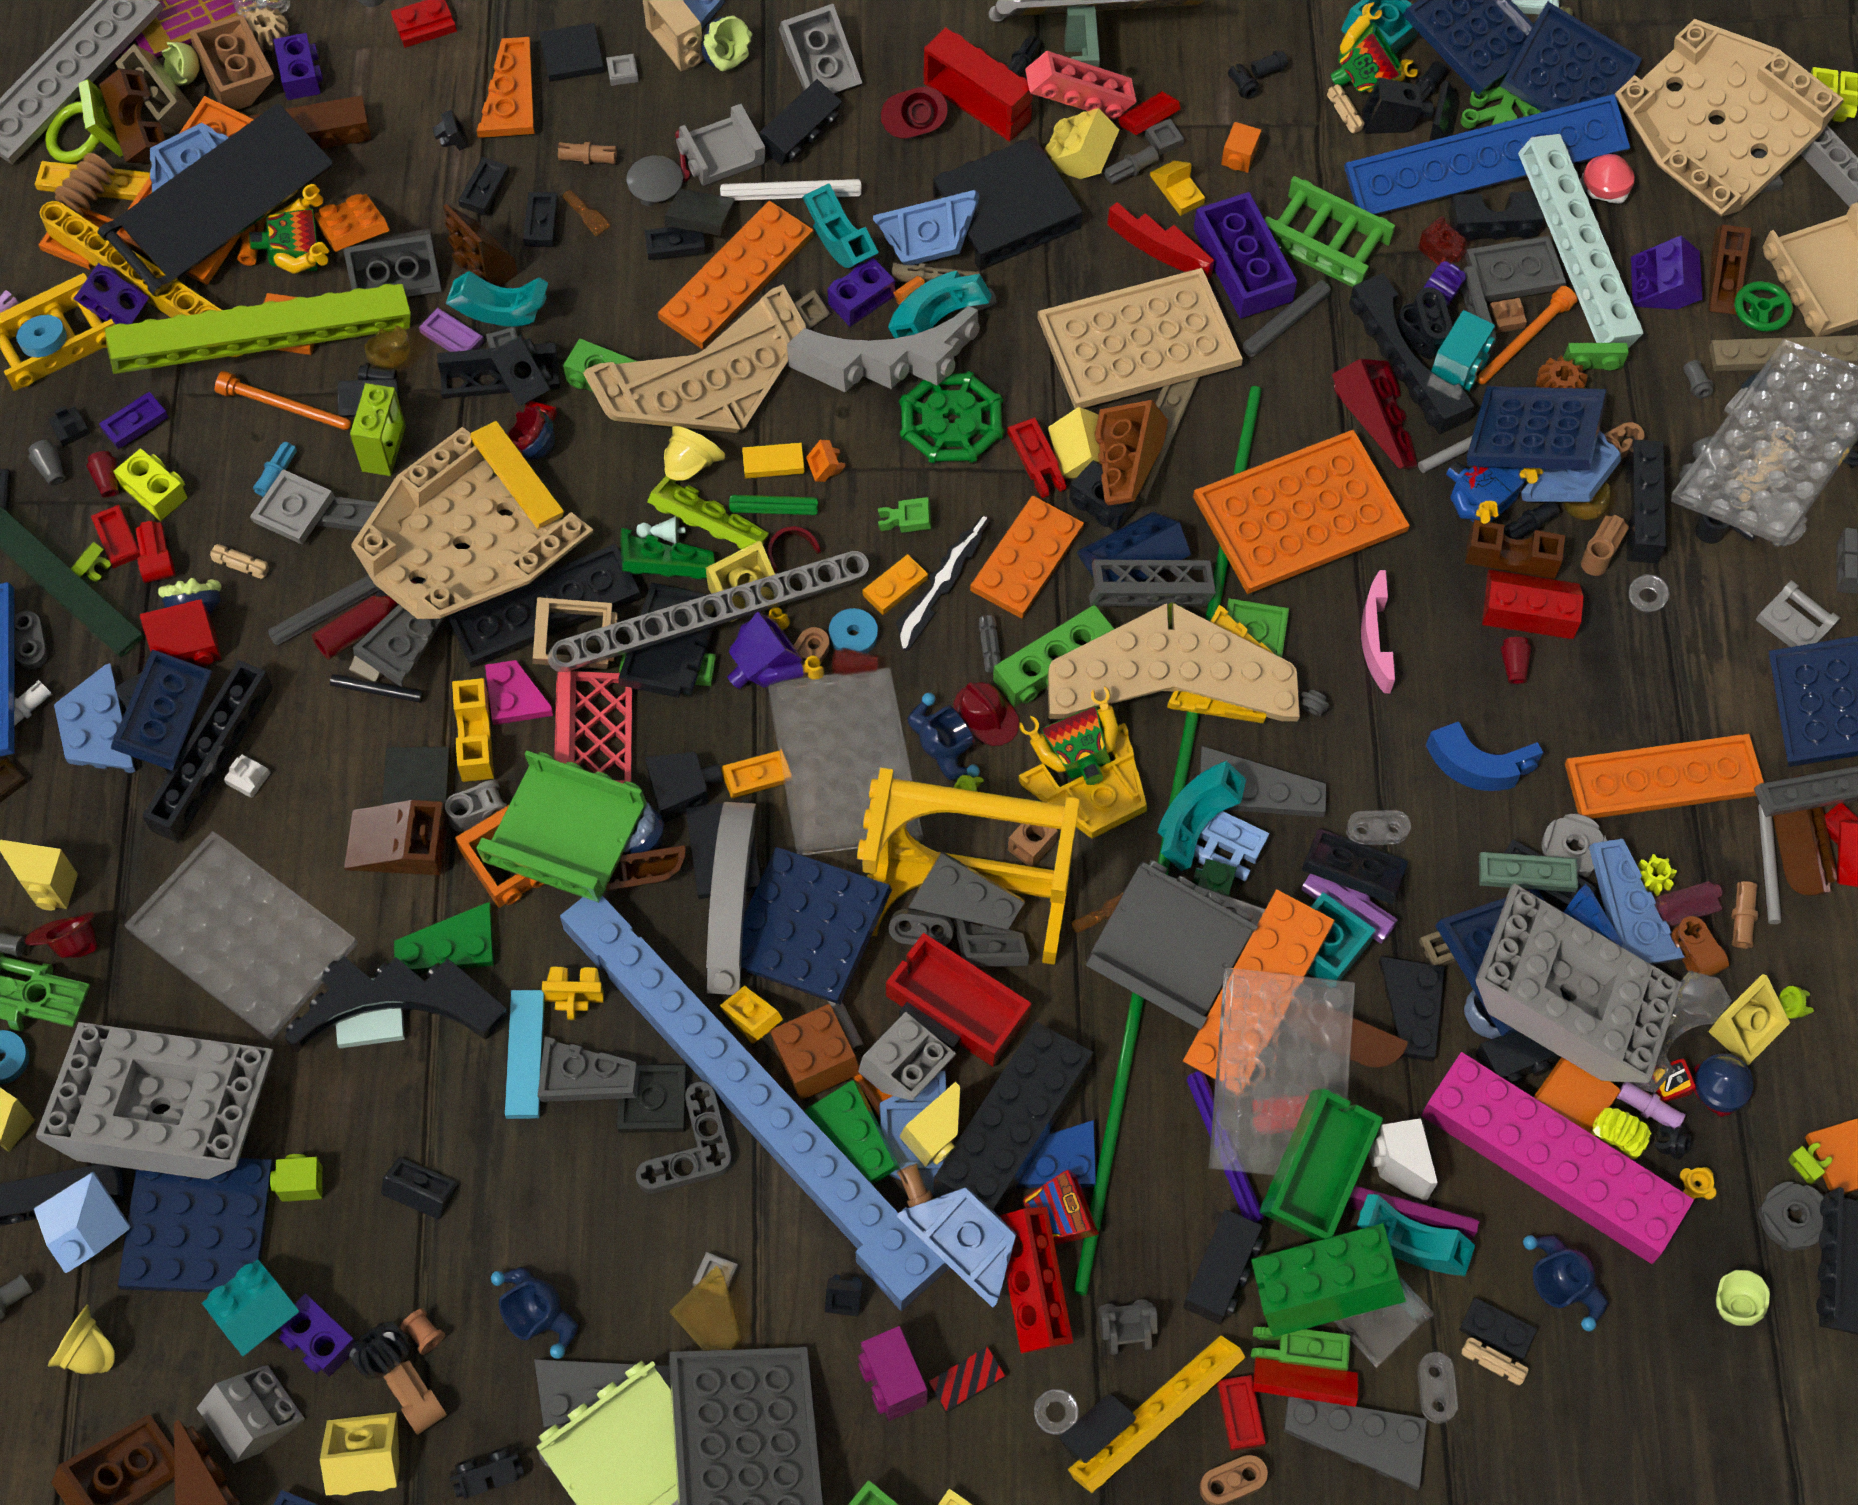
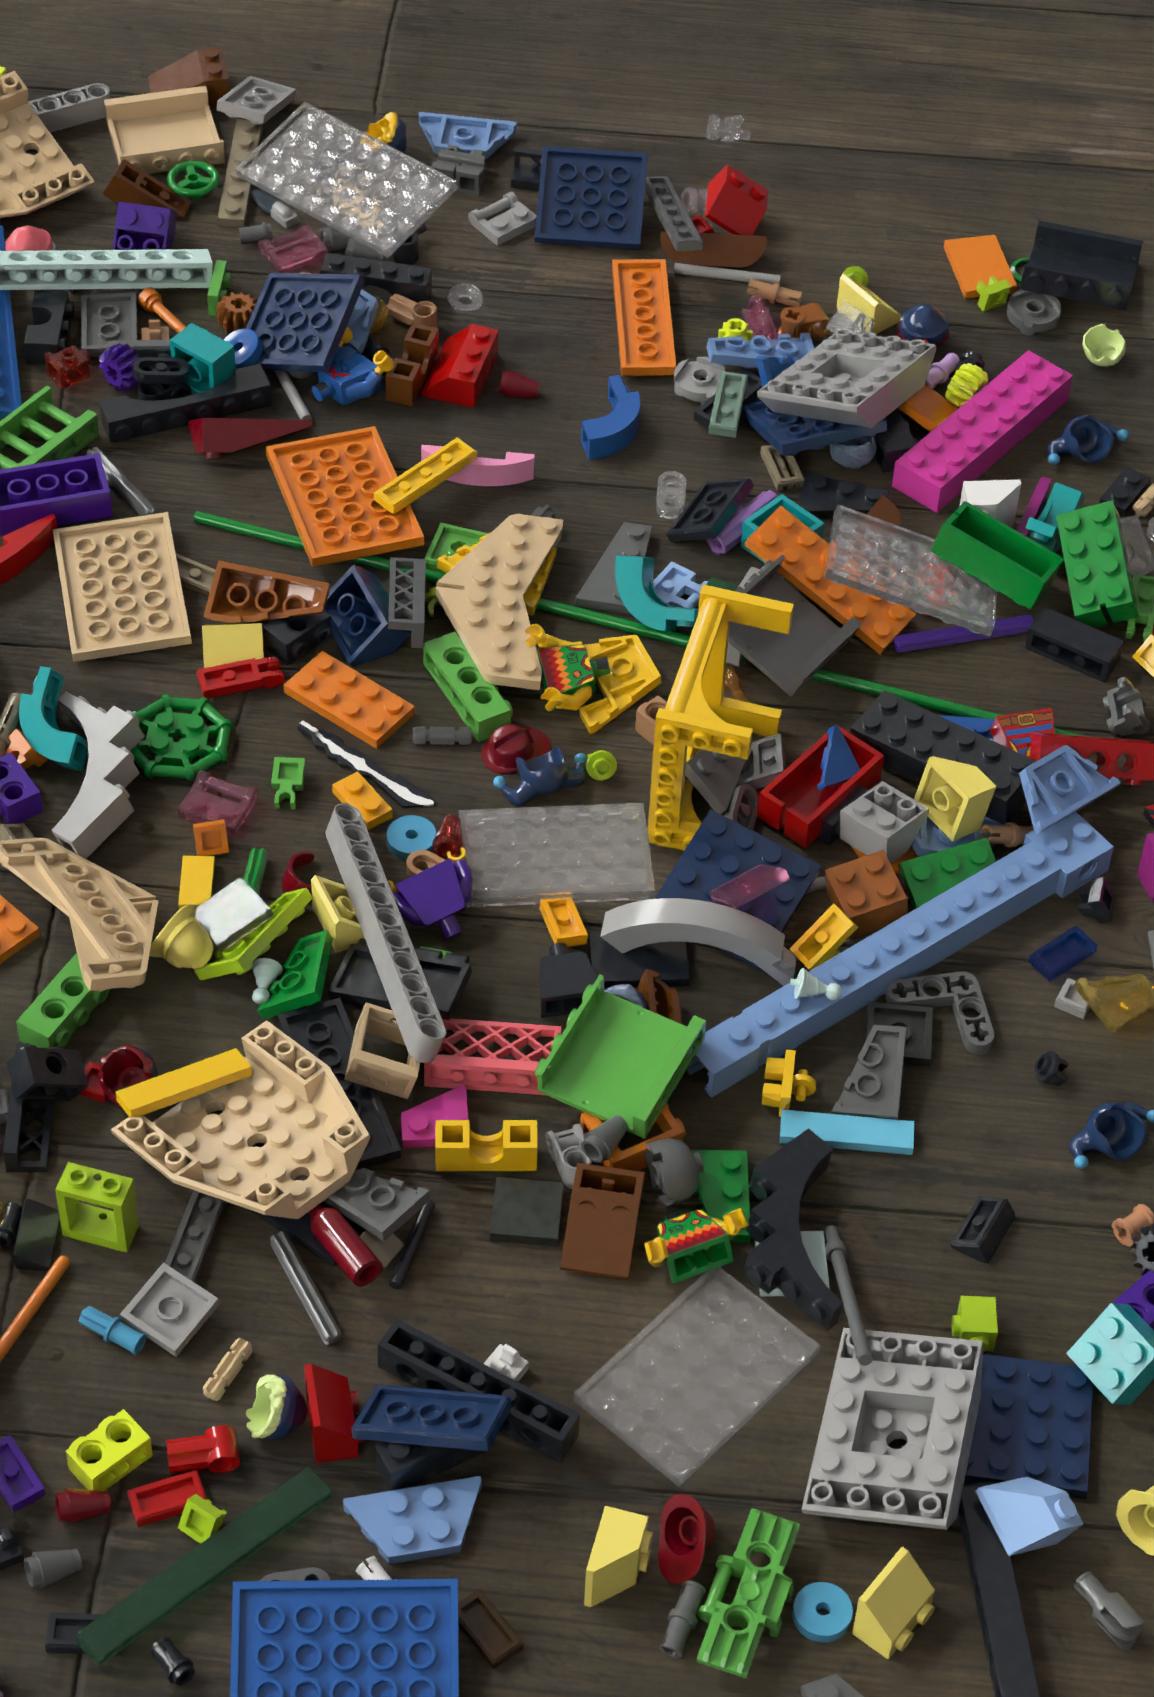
camera: 85 degrees left, 15 degrees down
(368, 909) = (694, 1242): none -> torso
(373, 1047) = (837, 1255): none -> dark grey bar
(448, 889) = (673, 1170): none -> dark grey cylinder
(470, 822) = (603, 1139): none -> dark grey cone
(615, 1243) = (1049, 1068): none -> black plate
(664, 990) = (808, 985): none -> light aqua piece
(725, 488) = (232, 914): none -> clear smoke tile
(769, 1259) = (1063, 953): none -> clear blue plate
(779, 923) = (749, 885): none -> clear pink tile
(866, 459) = (206, 807): none -> clear pink plate
(976, 1008) = (837, 760): none -> blue tile
(1334, 577) = (425, 475): none -> yellow tile
(1497, 387) = (247, 347): none -> blue piece
(1677, 422) = (293, 249): none -> clear pink plate
(1704, 1176) = (1003, 357): yellow plate -> none

